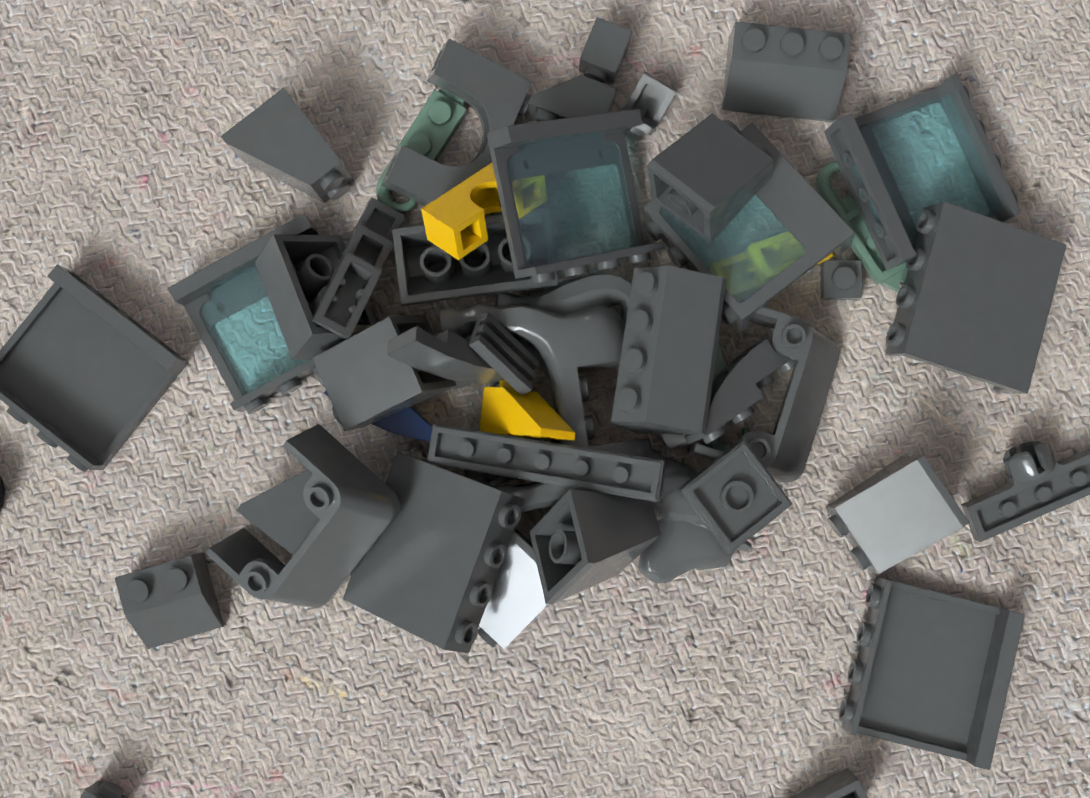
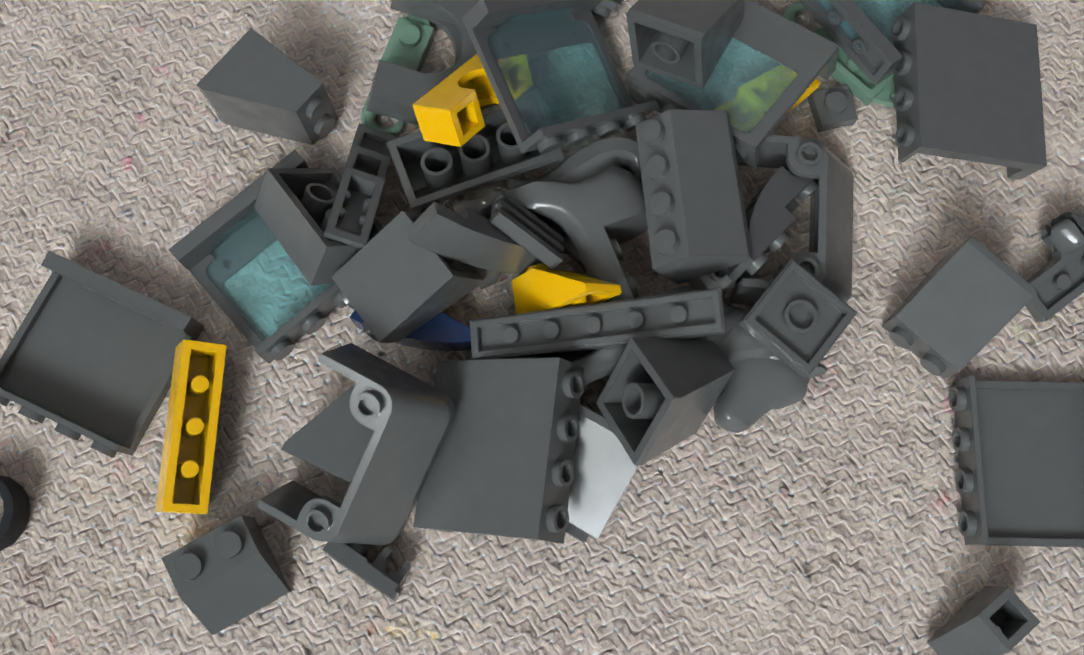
camera: 15 degrees left, 10 degrees down
(160, 464) = (191, 428): none -> yellow brick
(297, 630) = (373, 573): none -> dark grey plate

